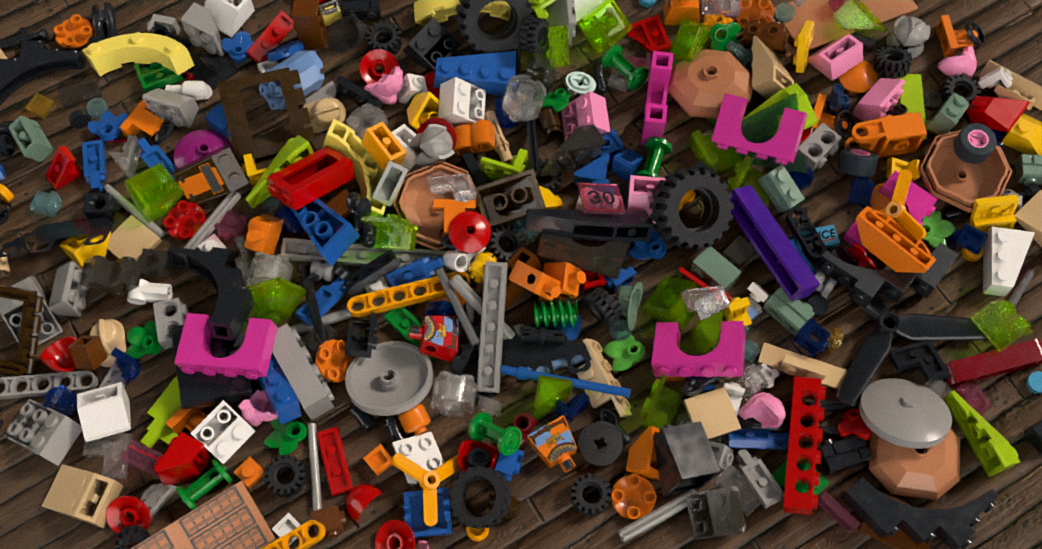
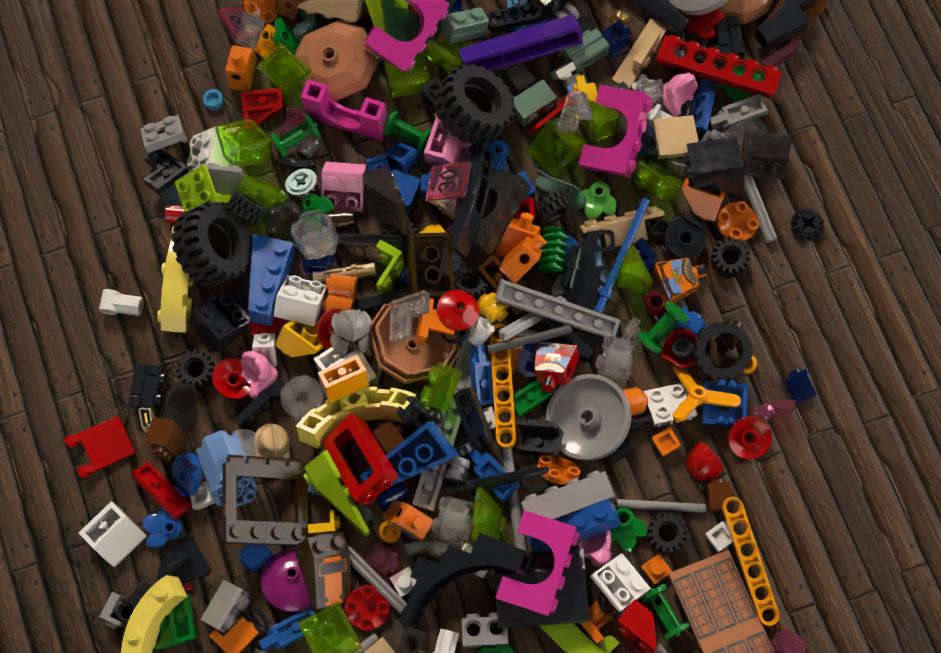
camera: 75 degrees left, 5 degrees up
(196, 89) = (207, 586): white arm -> none
(202, 29) = (137, 559): light grey slope -> none
(334, 461) = (658, 485): red tile -> none
(389, 183) = (384, 380): light grey slope -> none

